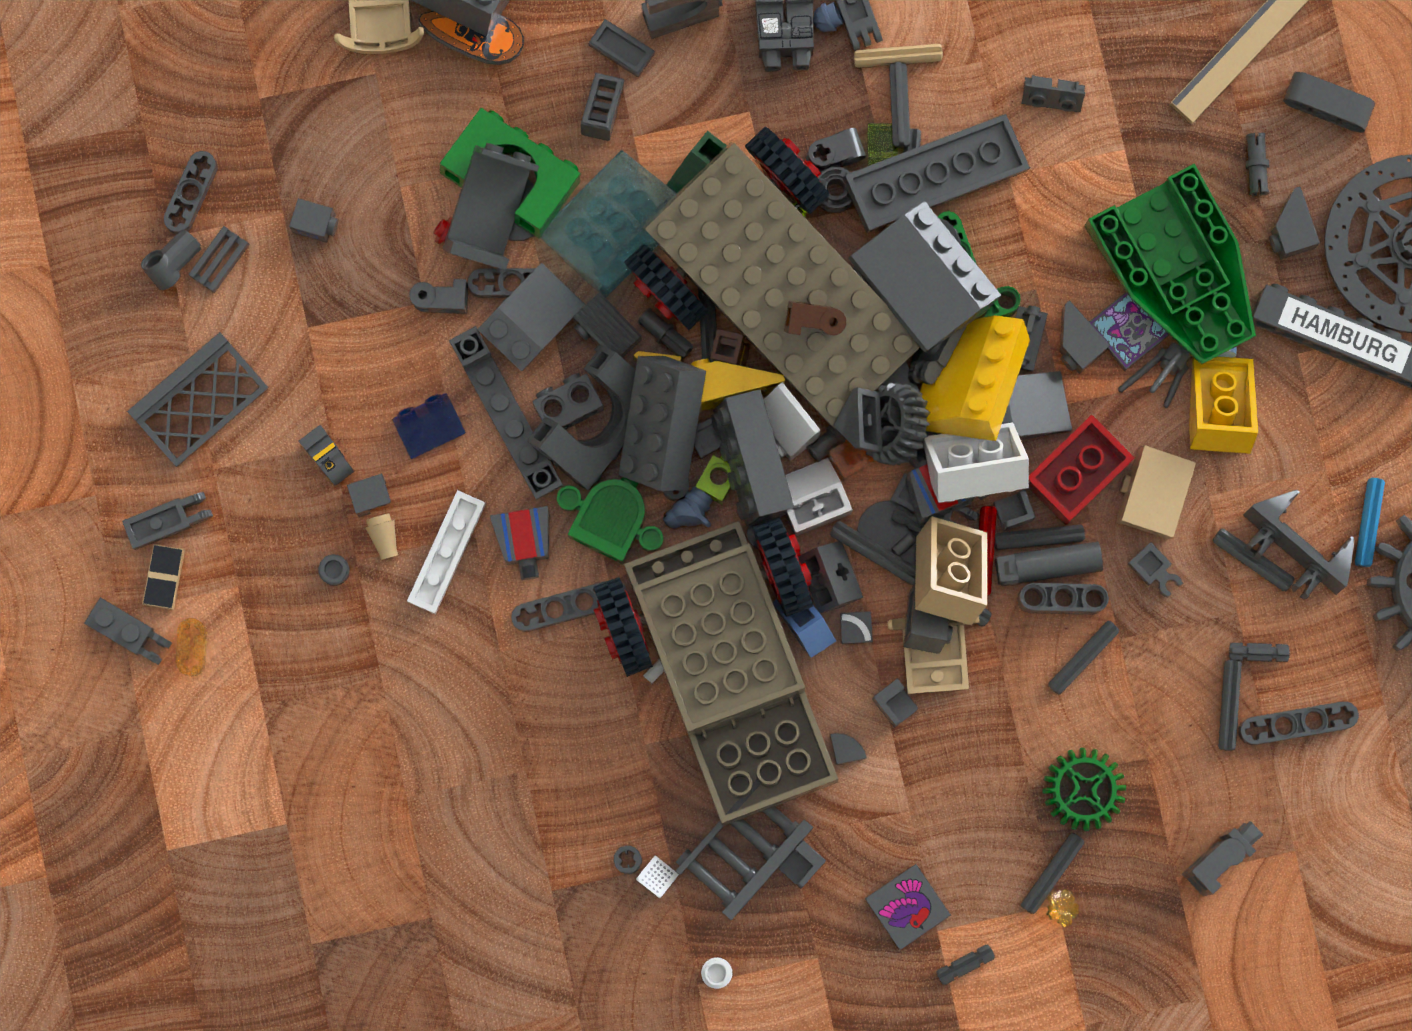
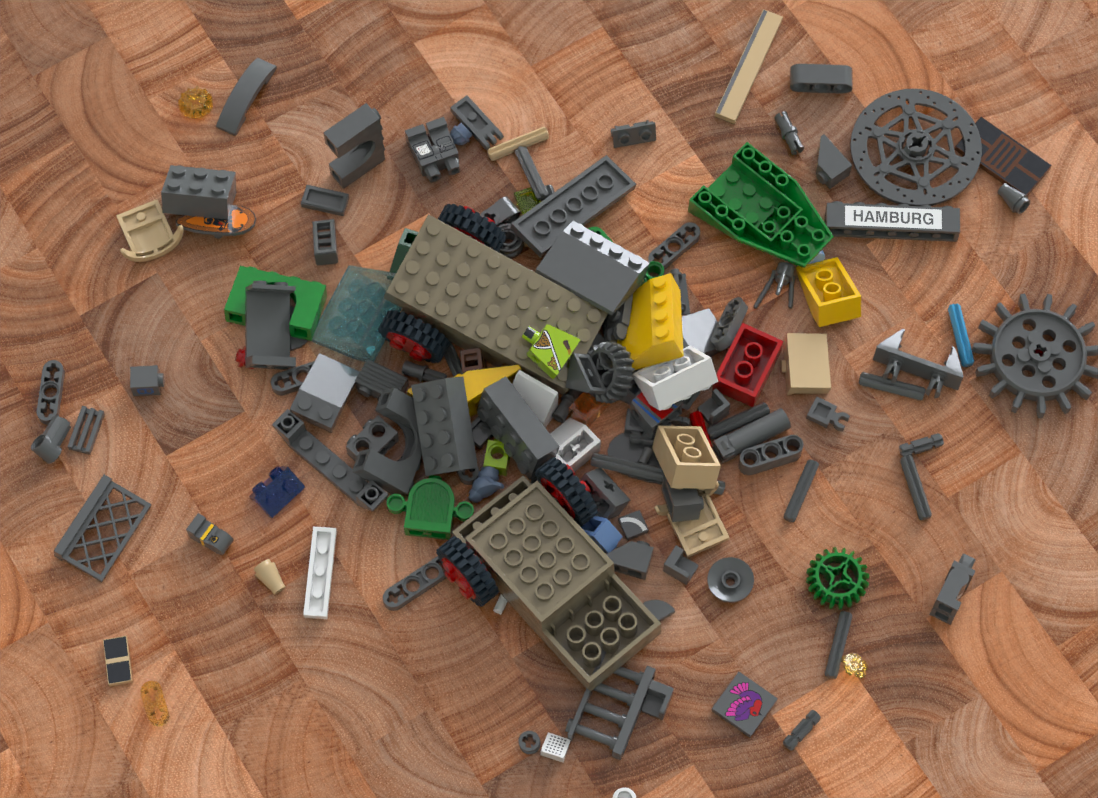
camera: 20 degrees left, 15 degrees down
(124, 629) = (102, 708): dark grey hinge -> none
(164, 521) = (106, 620): dark grey hinge -> none
(334, 569) = (242, 613): dark grey tile -> none
(369, 494) = (249, 550): dark grey panel -> none
(440, 299) = (255, 403): dark grey leg -> none
(523, 538) = (372, 543): torso -> none
(820, 317) = (523, 313): reddish brown leg -> none
(829, 372) = (550, 348): none -> lime torso
(836, 672) = (632, 559): none -> dark grey slope
(963, 734) = (732, 569): none -> dark grey dish
(1064, 255) = (677, 238): none -> dark grey beam
(1064, 419) = (729, 323): none -> dark grey beam
(1079, 340) = (714, 282): dark grey slope -> none
(1128, 331) = (744, 266): tile -> none
(1297, 719) = (969, 485): dark grey beam -> none

